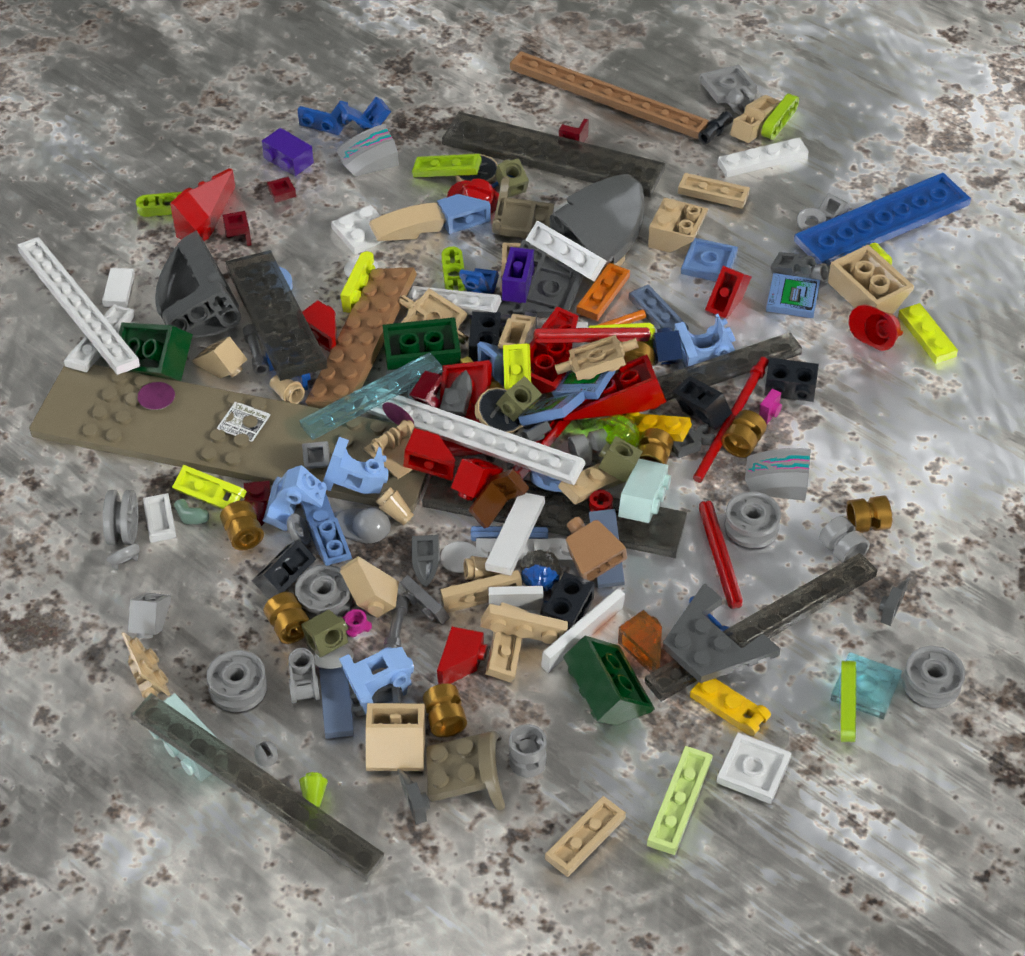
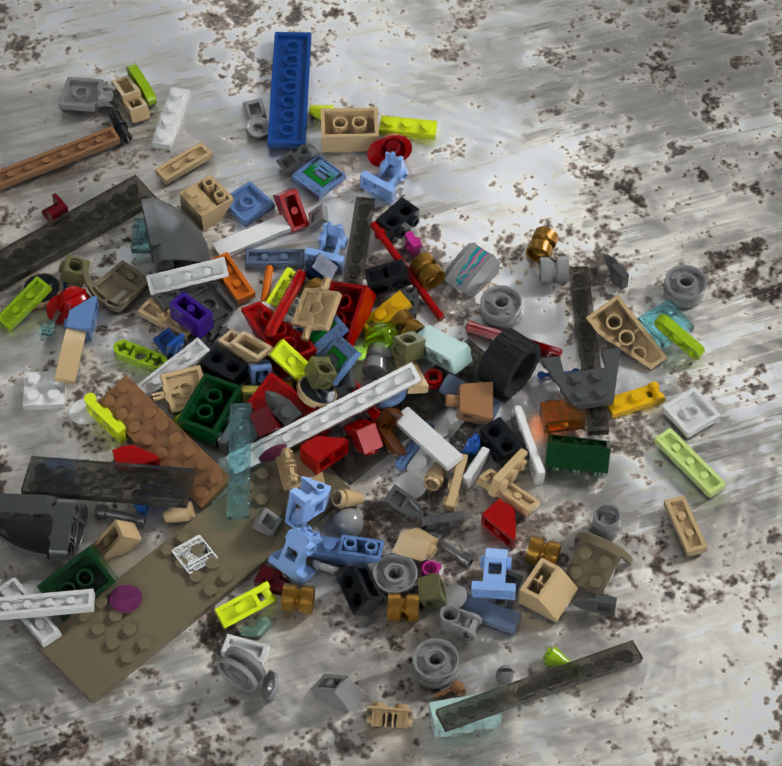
camera: 60 degrees left, 5 degrees up
(219, 718) = (456, 688): none -> medium nougat hand
(433, 195) = (48, 329): none -> clear light blue hand
(667, 551) = (509, 362): none -> black tyre
(669, 282) = (252, 236): none -> white tile
(739, 317) = (318, 217): none -> light grey plate
(814, 646) = (622, 329): none -> tan wedge
(853, 345) = (390, 167): none -> light blue tile

